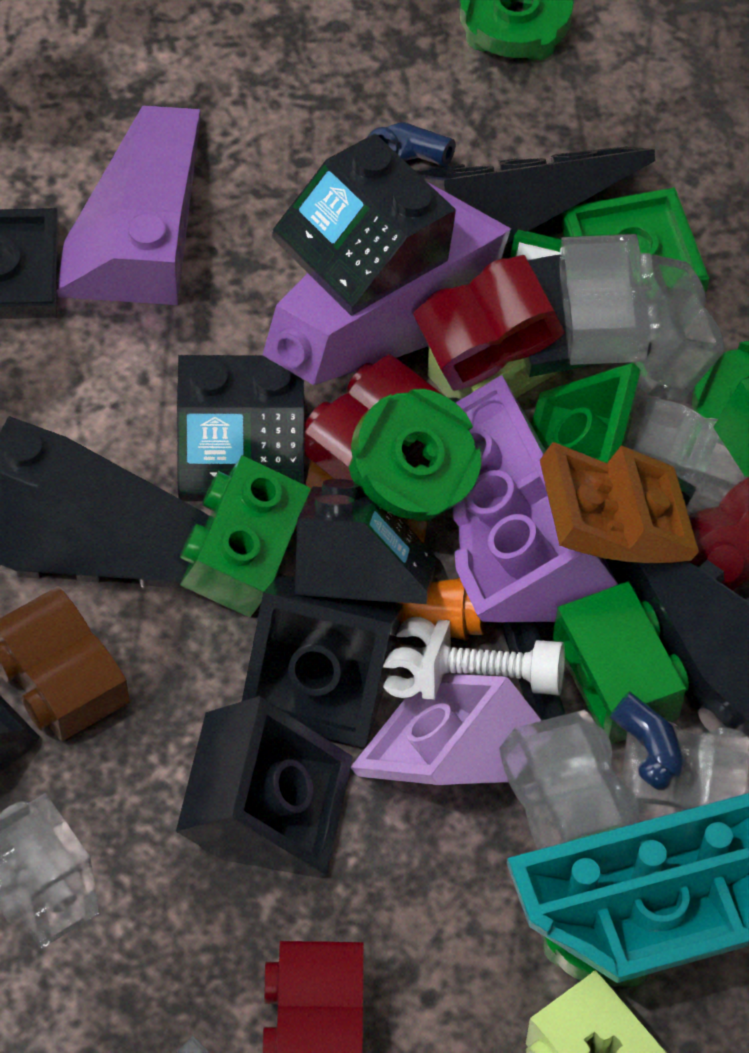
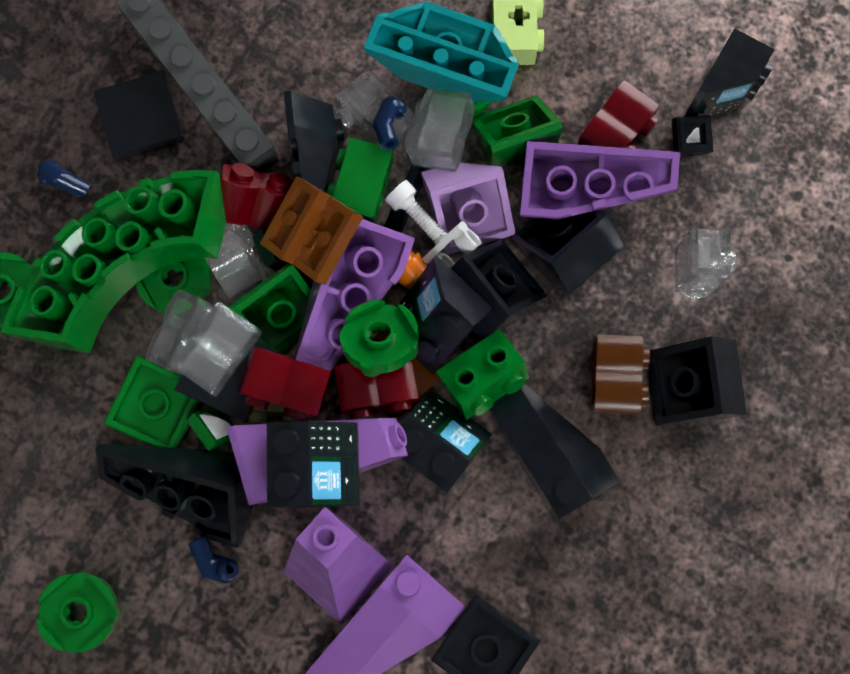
camera: 140 degrees left, 20 degrees up
(244, 197) = (335, 565): none -> medium lavender slope
(306, 866) = (586, 178): none -> medium lavender wedge
(462, 900) = (507, 129): none -> green slope

